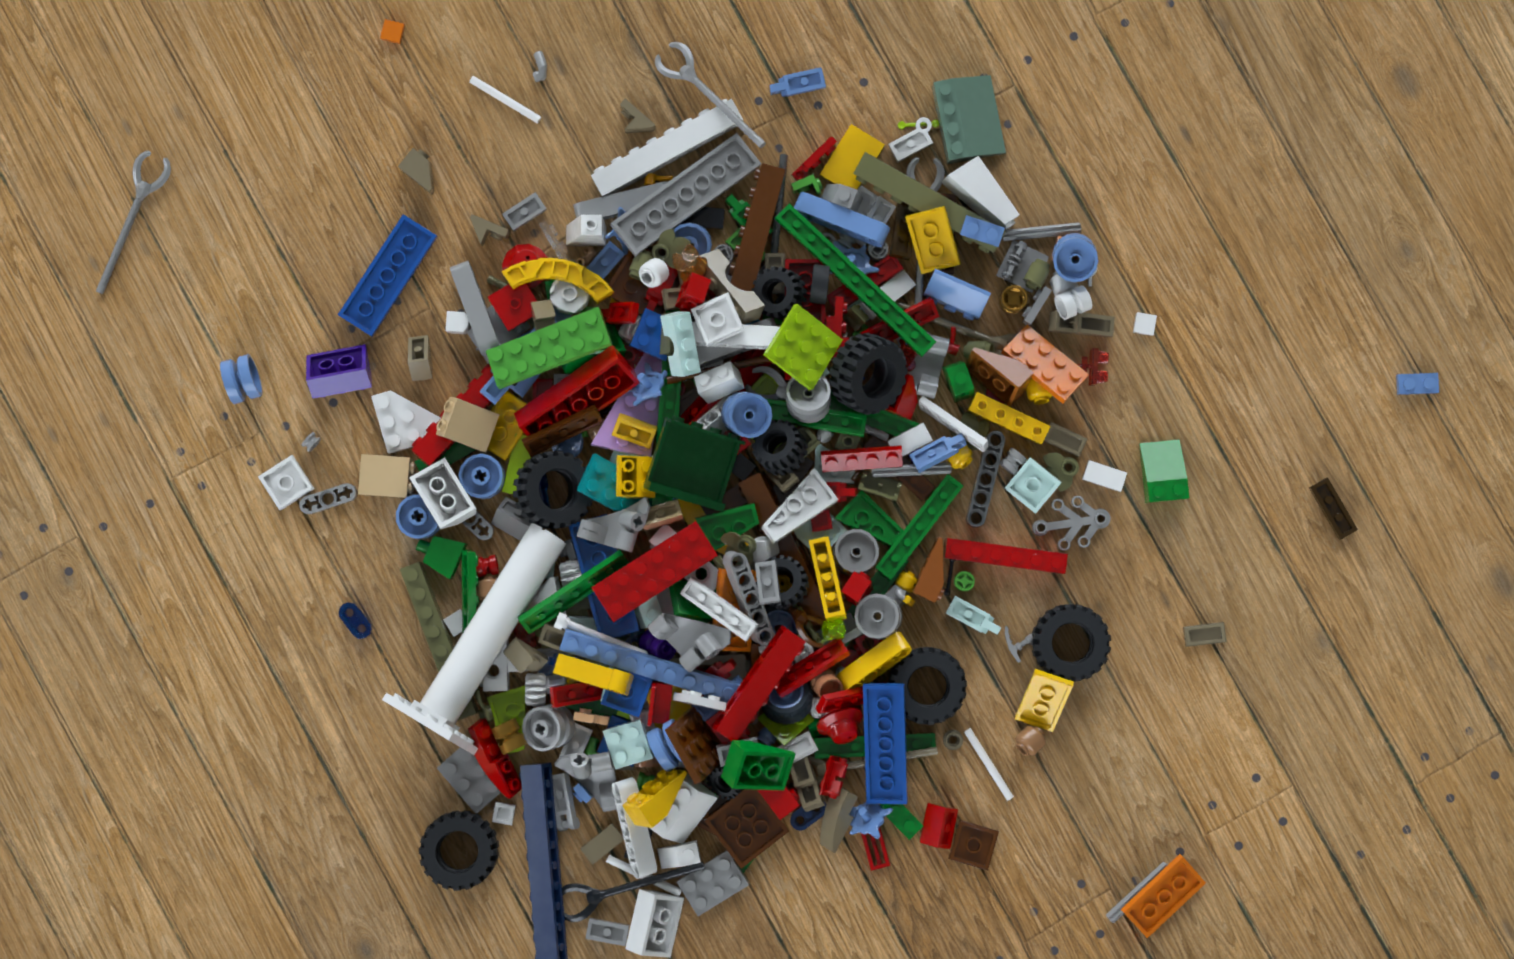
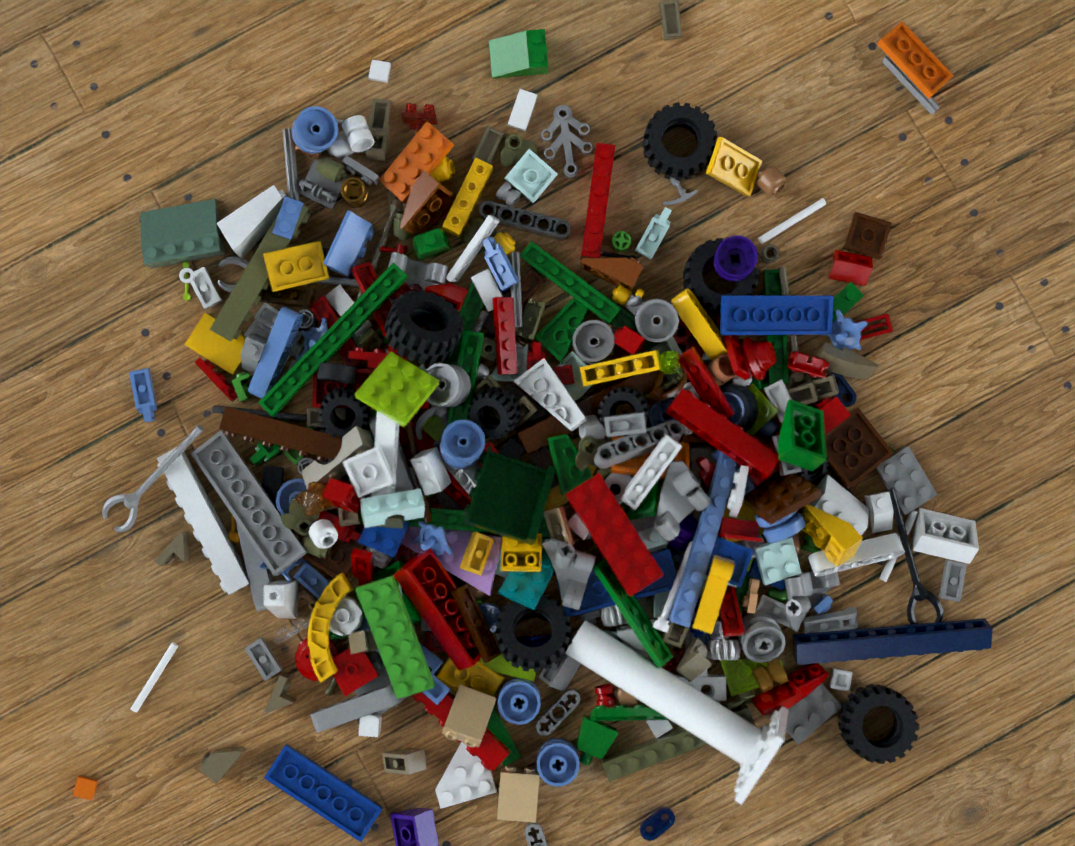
camera: 85 degrees left, 0 degrees up
(443, 494) = (537, 740): white slope -> none
(542, 67) = (122, 641): light grey arm -> none
(602, 843) = (869, 585): dark tan tile -> none
(954, 695) = (735, 247): none -> dark purple wheel

